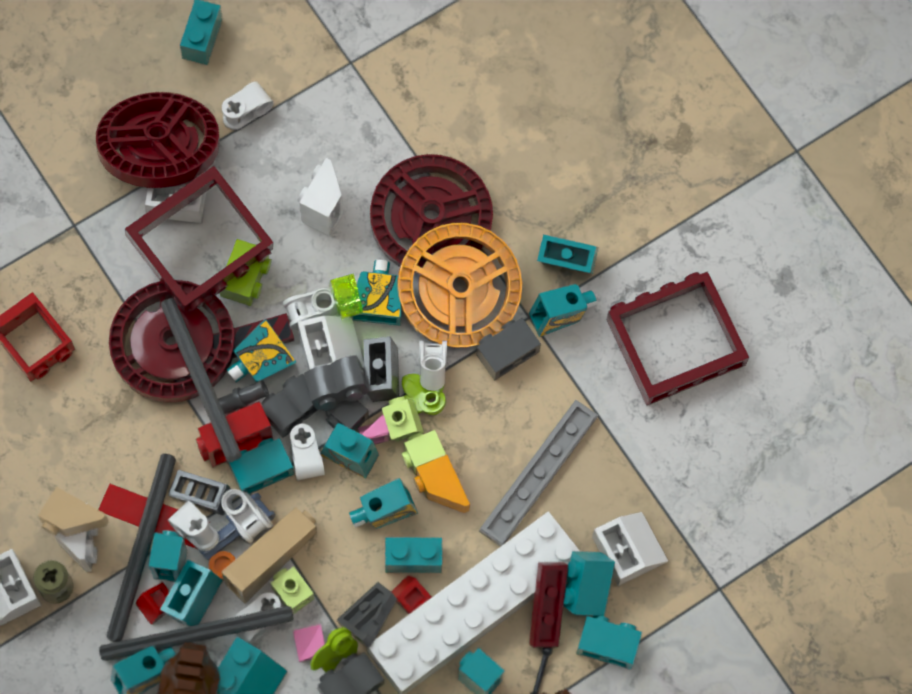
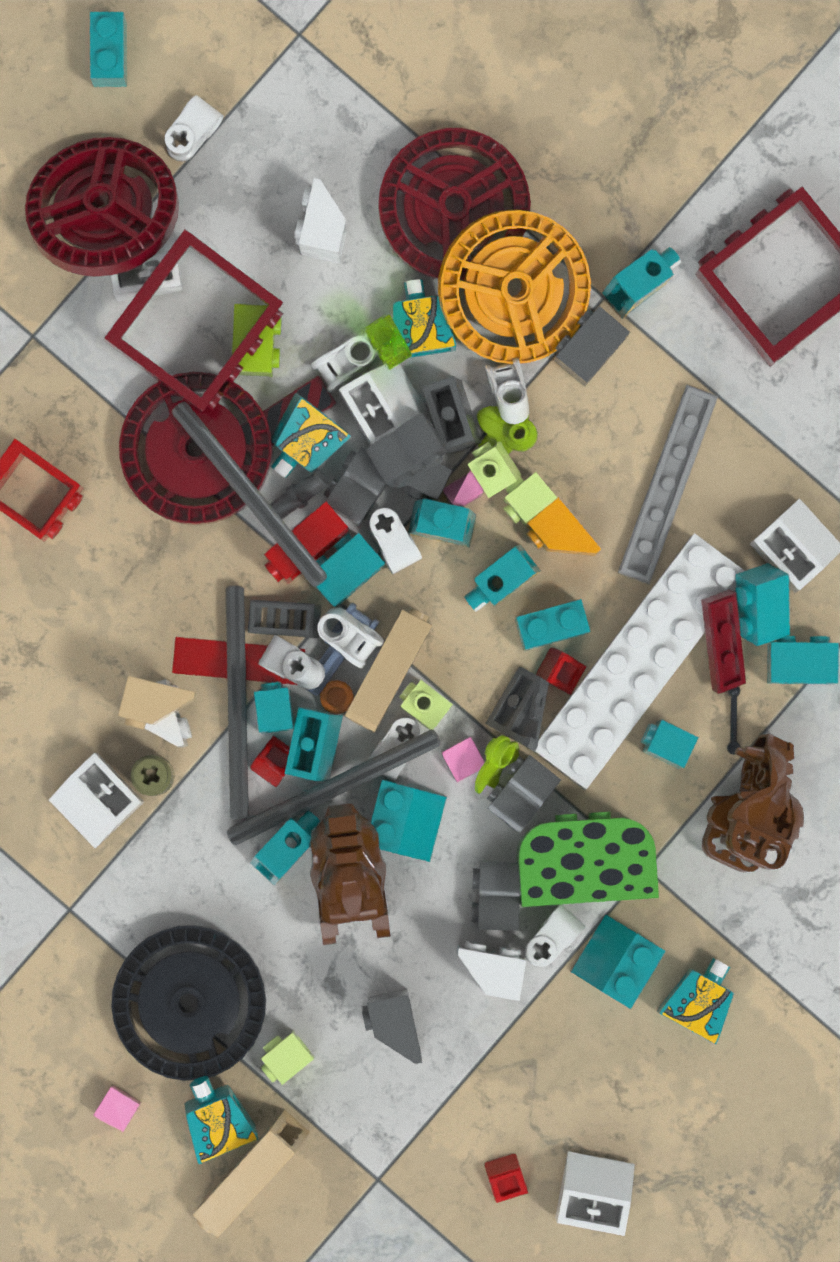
camera: 20 degrees left, 15 degrees up
(568, 254) = (631, 210): teal brick -> none

